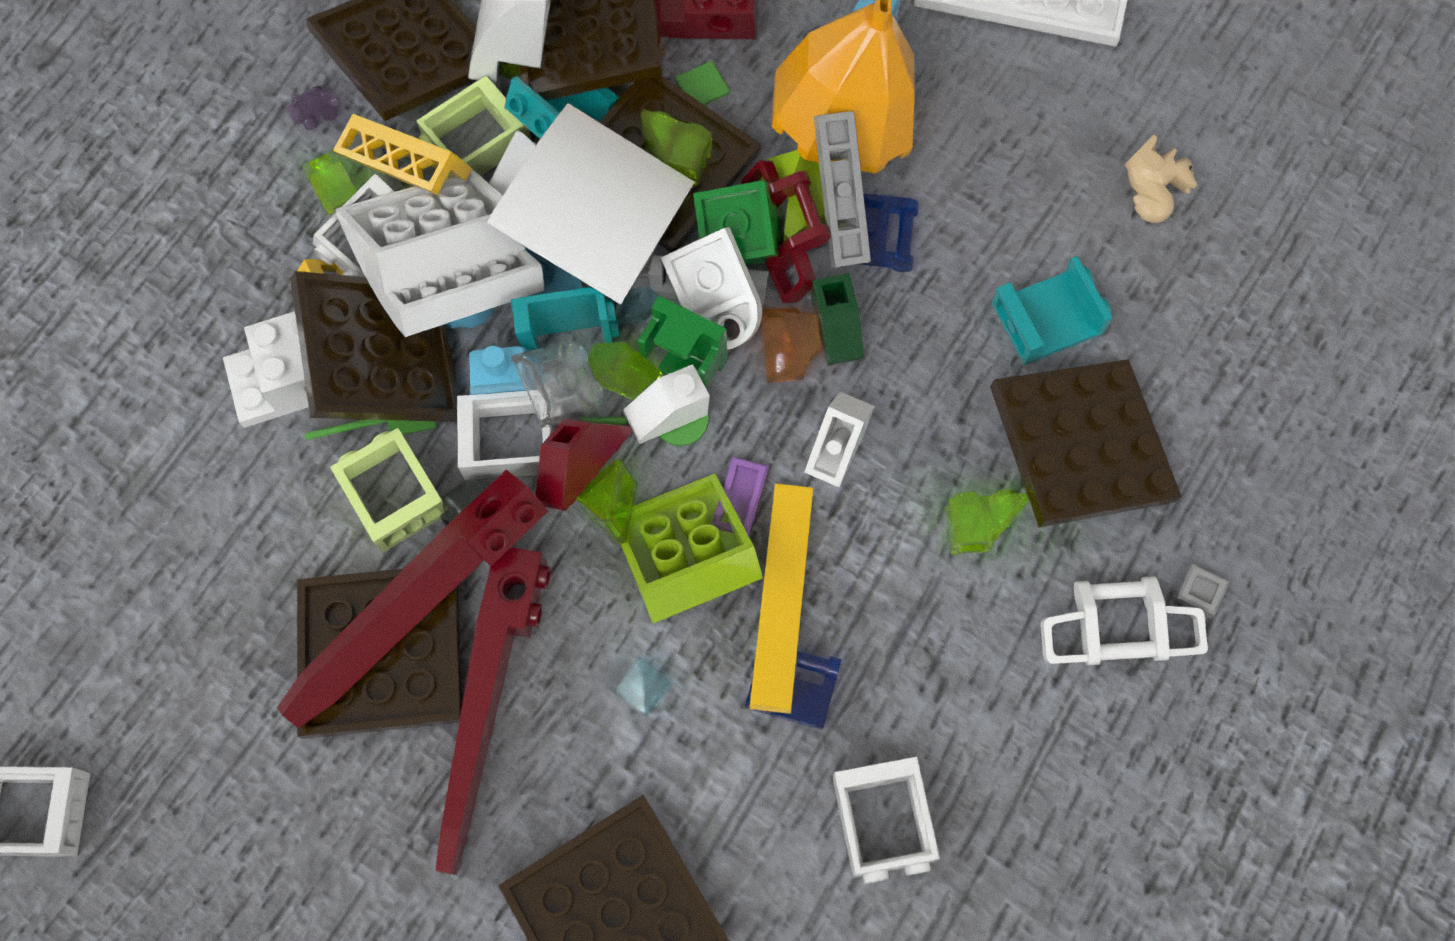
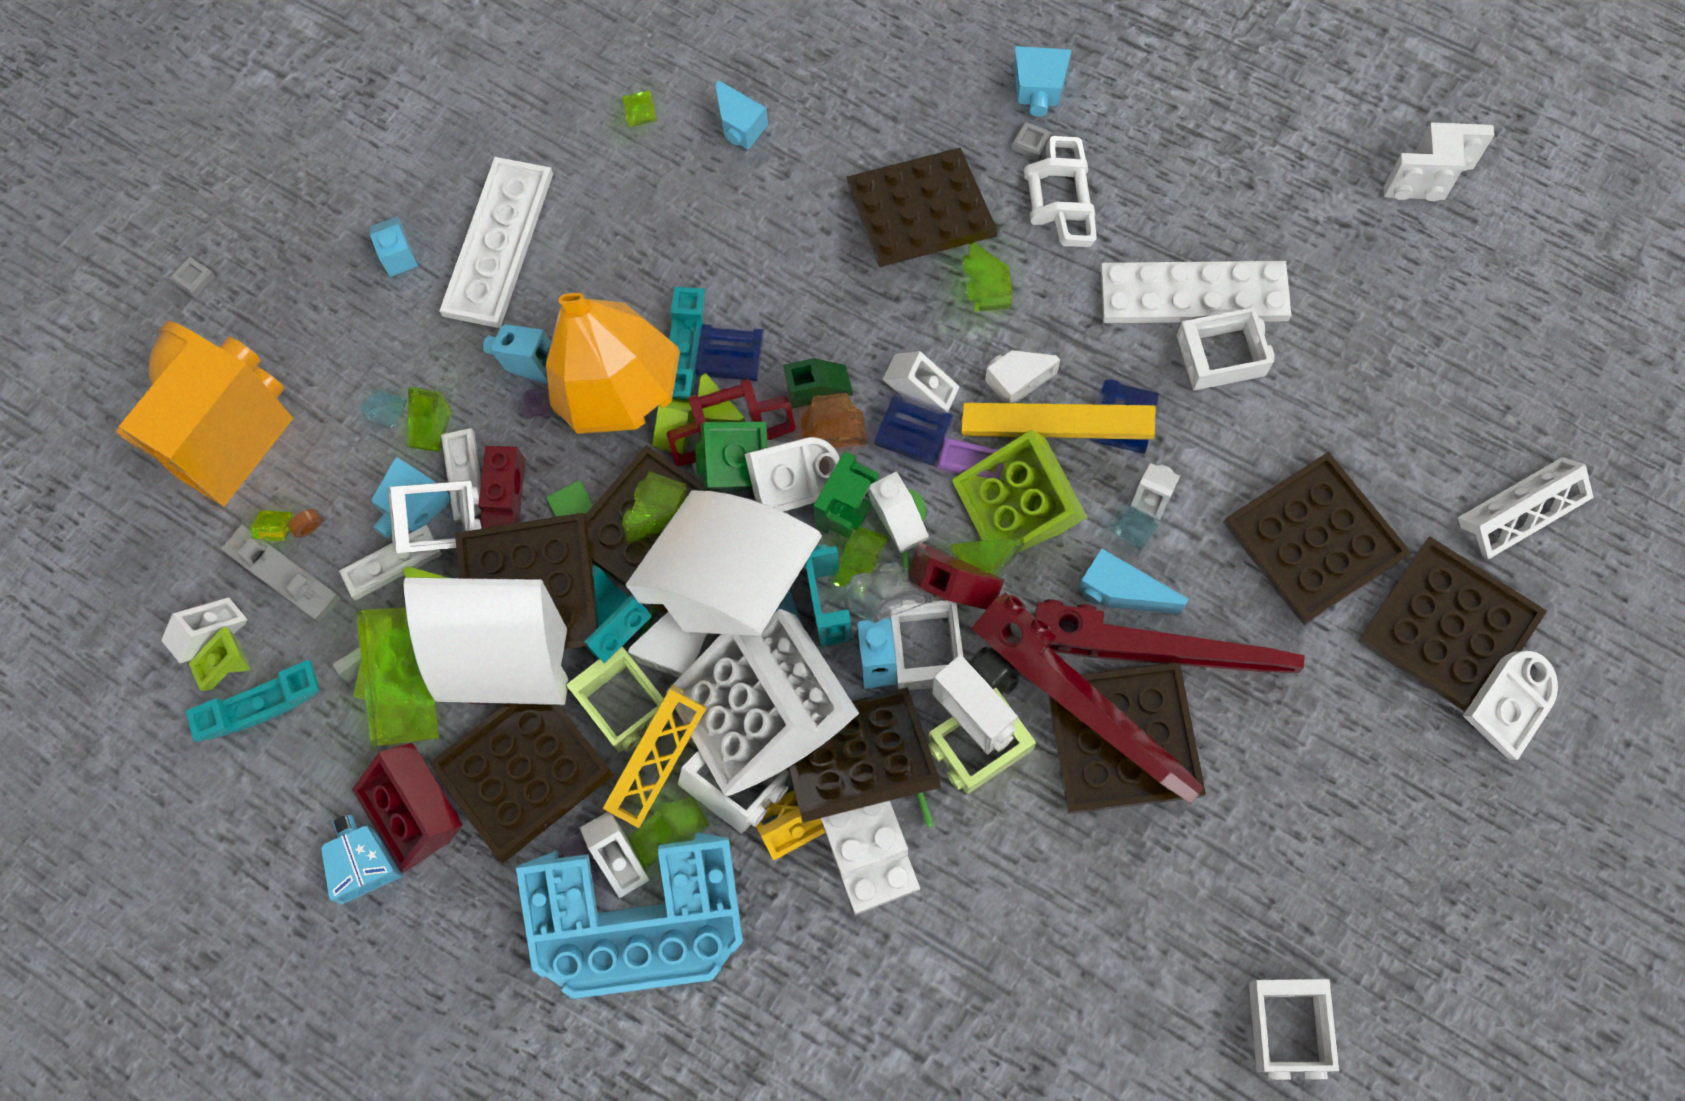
camera: 90 degrees left, 0 degrees up
(225, 171) = (632, 946): none -> medium azure slope
(312, 130) = (614, 854): none -> white slope
(402, 460) = (975, 705): none -> white window
(563, 657) = (1125, 587): none -> medium azure slope
(684, 706) = (1155, 490): none -> white slope
(767, 425) = (911, 438): none -> clear blue plate
(842, 188) = (707, 365): light grey hinge -> none
(847, 551) = (1019, 373): none -> white slope
(931, 187) = (685, 331): none -> teal slope
(976, 794) = (1193, 290): none -> white plate
(1052, 313) = (804, 228): teal panel -> none
(1150, 175) = (679, 152): tan animal -> none
(1205, 234) = (740, 116): none -> medium azure slope
(1211, 128) = (639, 108): none -> clear neon green plate
(1299, 604) = (1040, 76): none -> medium azure torso

